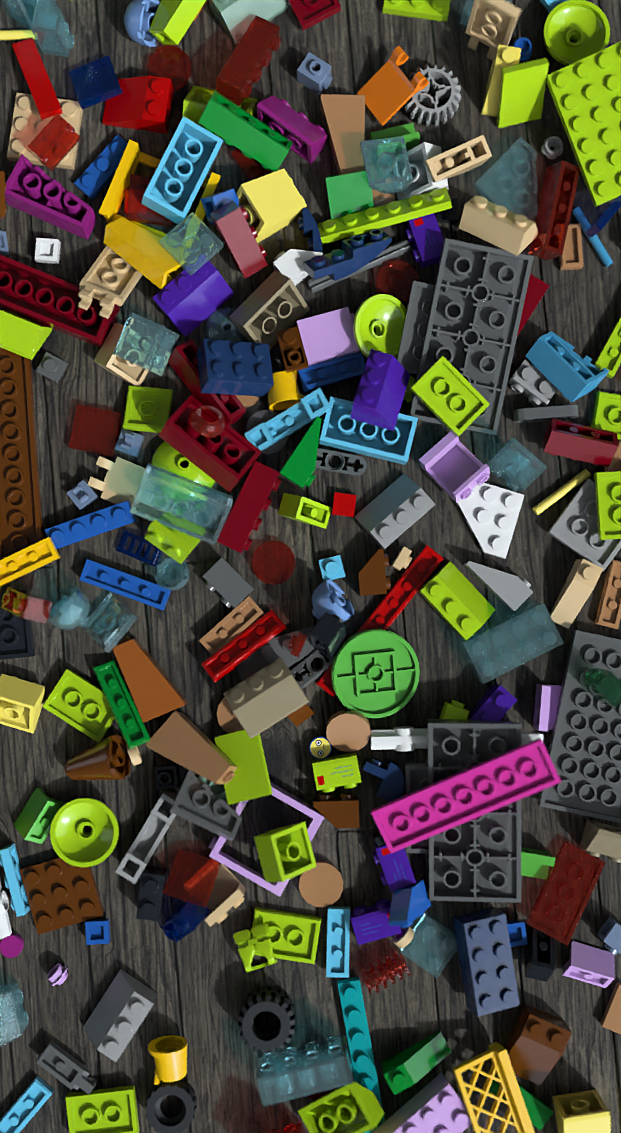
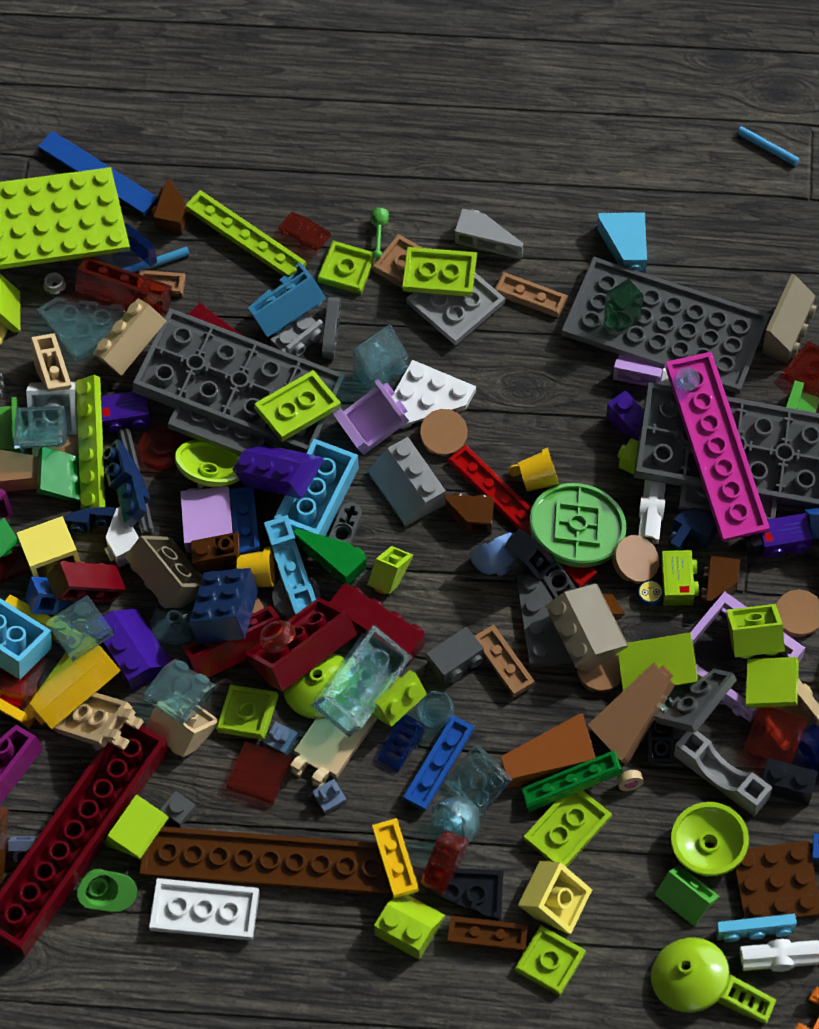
camera: 75 degrees left, 25 degrees down
(47, 250) = (45, 791): white plate -> none
(91, 524) = (364, 786): blue plate -> none
(100, 761) = (633, 814): reddish brown cone -> none
(235, 873) = (772, 682): none -> lime tile
(243, 646) = (527, 649): red tile -> none
(273, 562) = (441, 611): clear red tile -> none
(297, 644) = (534, 589): clear red plate -> none
(331, 568) = (457, 554): medium azure plate -> none
(344, 504) = (390, 532): red tile -> none
(402, 559) = (459, 482): tan plate -> none
(422, 628) = (536, 471): none -> yellow hat
(452, 536) = (443, 432): none -> medium nougat tile
(457, 601) = (514, 439): lime slope -> none
(505, 587) = (506, 390): light grey slope -> none
(511, 642) = (565, 392): clear light blue brick -> none
(524, 763) = (687, 379): none -> clear light blue plate
(539, 508) = (416, 328): light yellow bar -> none
(575, 592) = (522, 327): tan slope -> none
(580, 442) = (368, 299): dark red brick -> none

